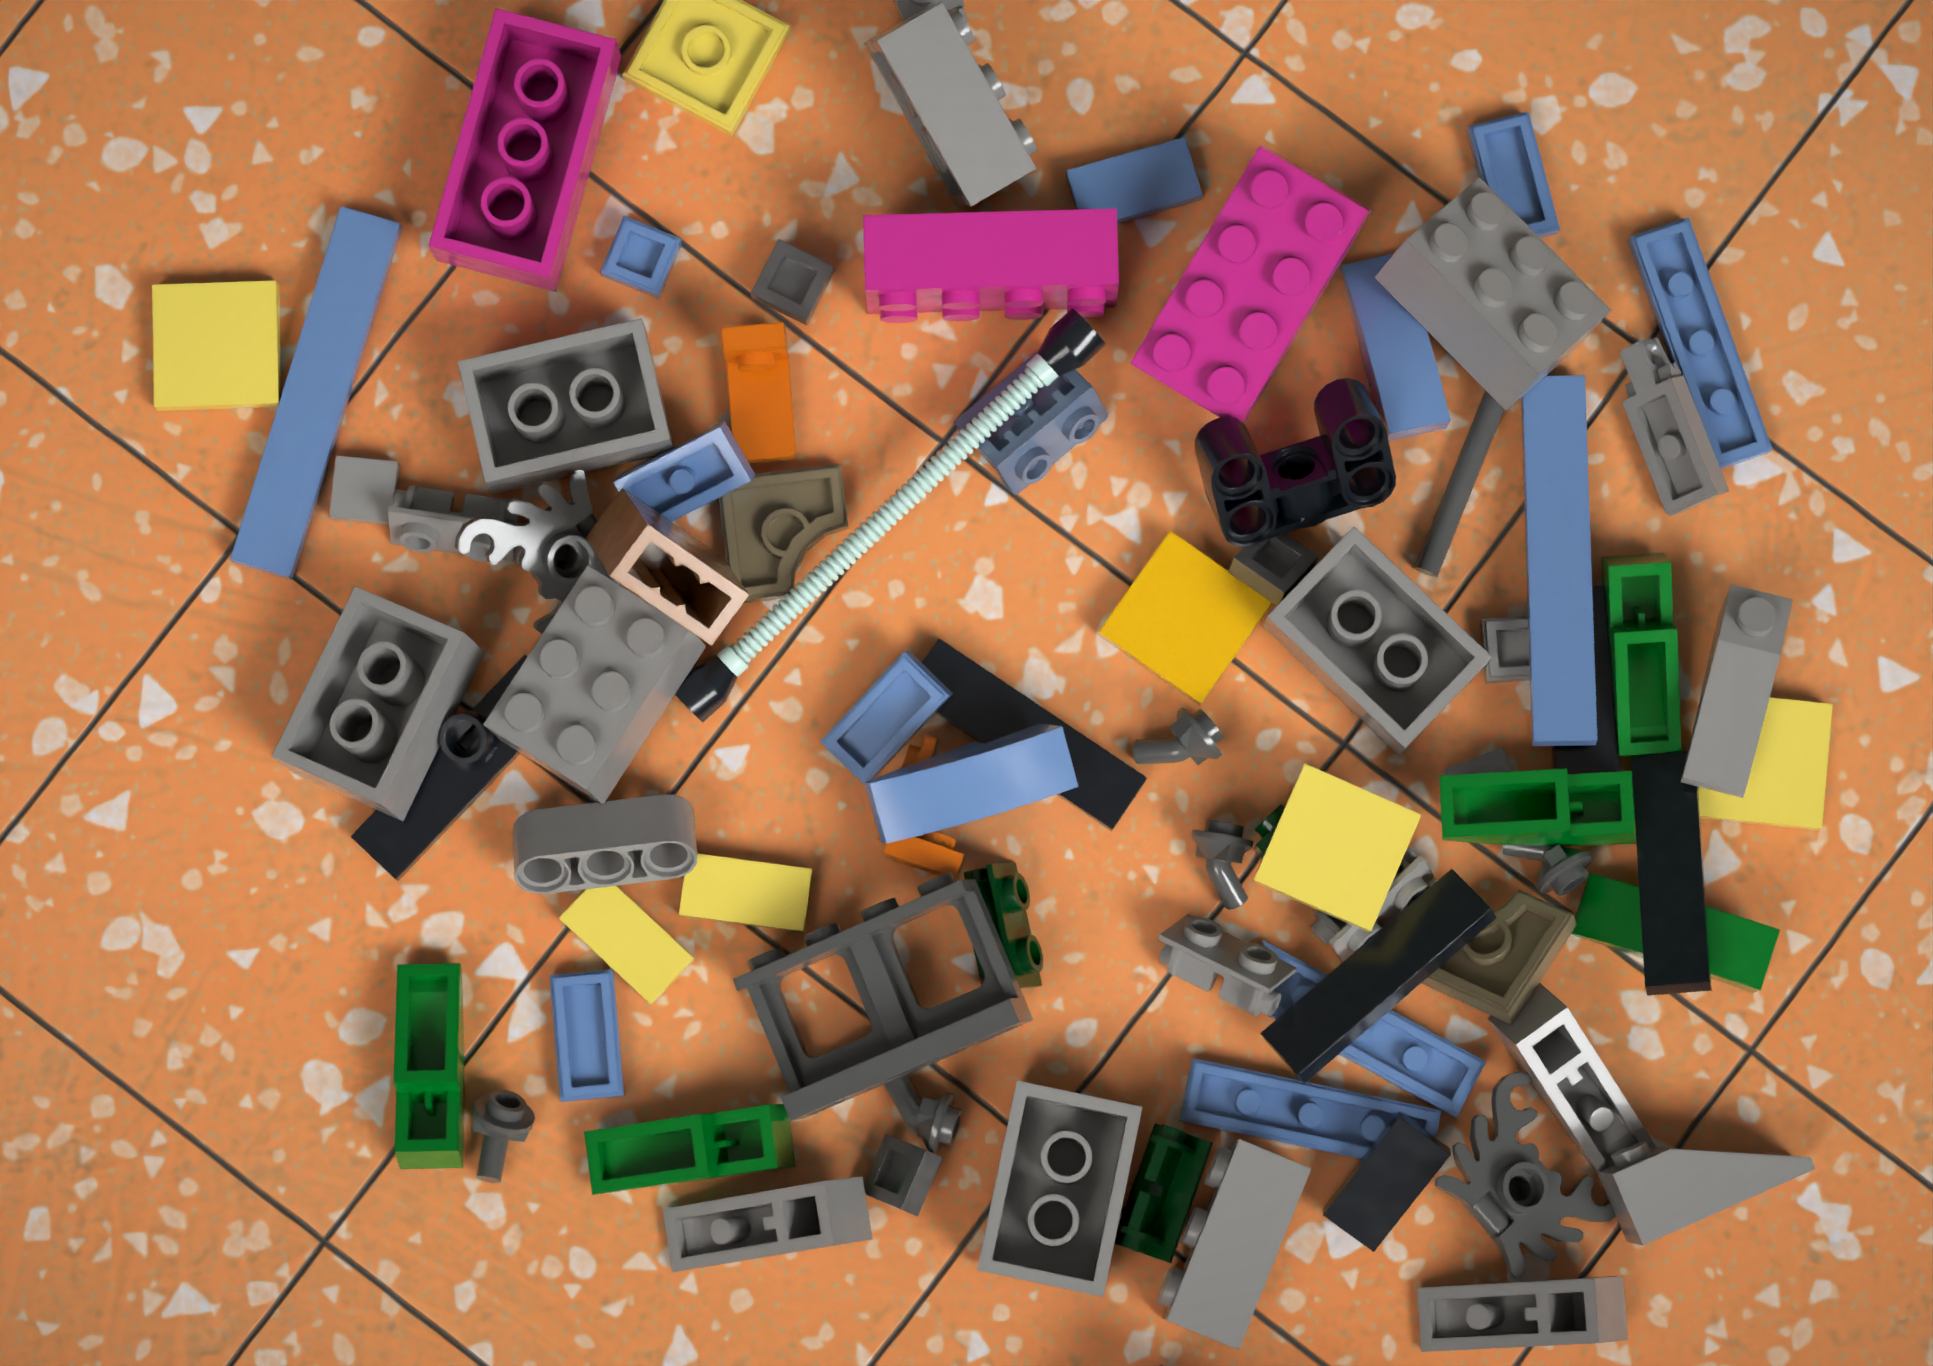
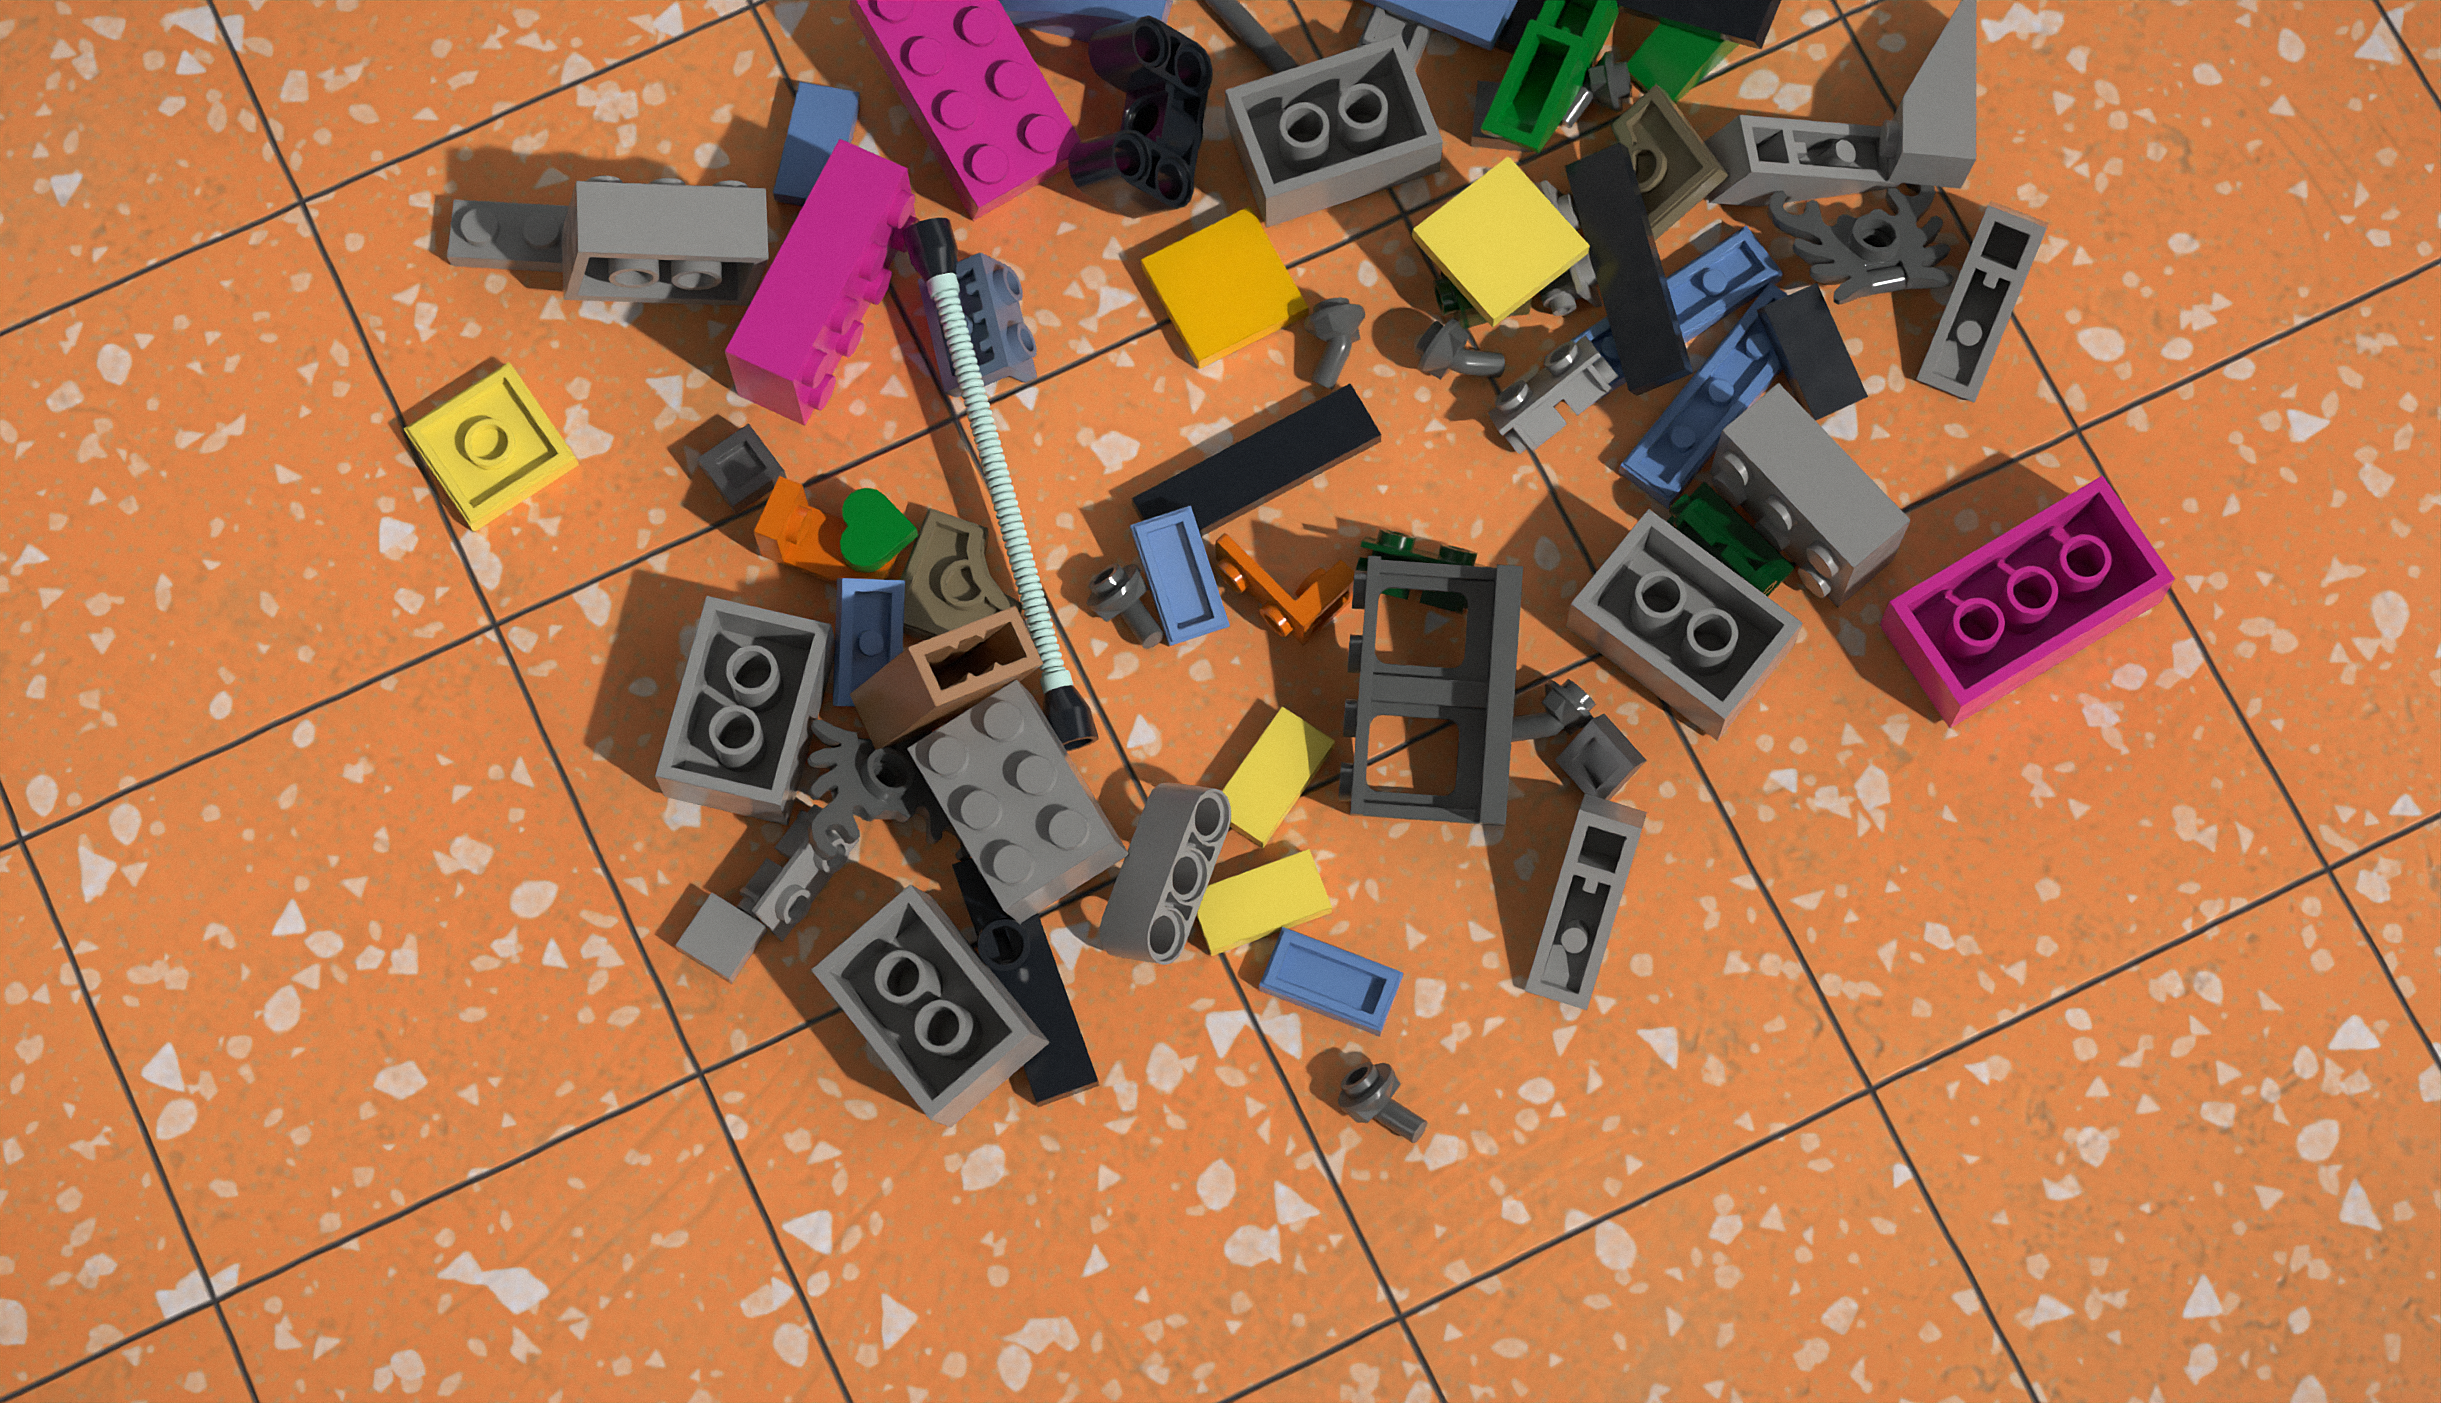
camera: 65 degrees left, 10 degrees down
(216, 345) = (511, 1007): light yellow tile -> none
(316, 393) = (607, 938): medium blue tile -> none
(429, 1066) = (1289, 1133): green slope -> none
(525, 150) = (492, 633): dark pink brick -> none
(641, 257) = (644, 591): medium blue tile -> none
(689, 1148) = (1482, 937): green slope -> none
(788, 428) = (873, 530): none -> green tile
(847, 672) = (1118, 592): none -> dark grey plate
(972, 783) = (1282, 517): medium blue slope -> none
(1273, 566) = (1221, 188): flat silver plate -> none

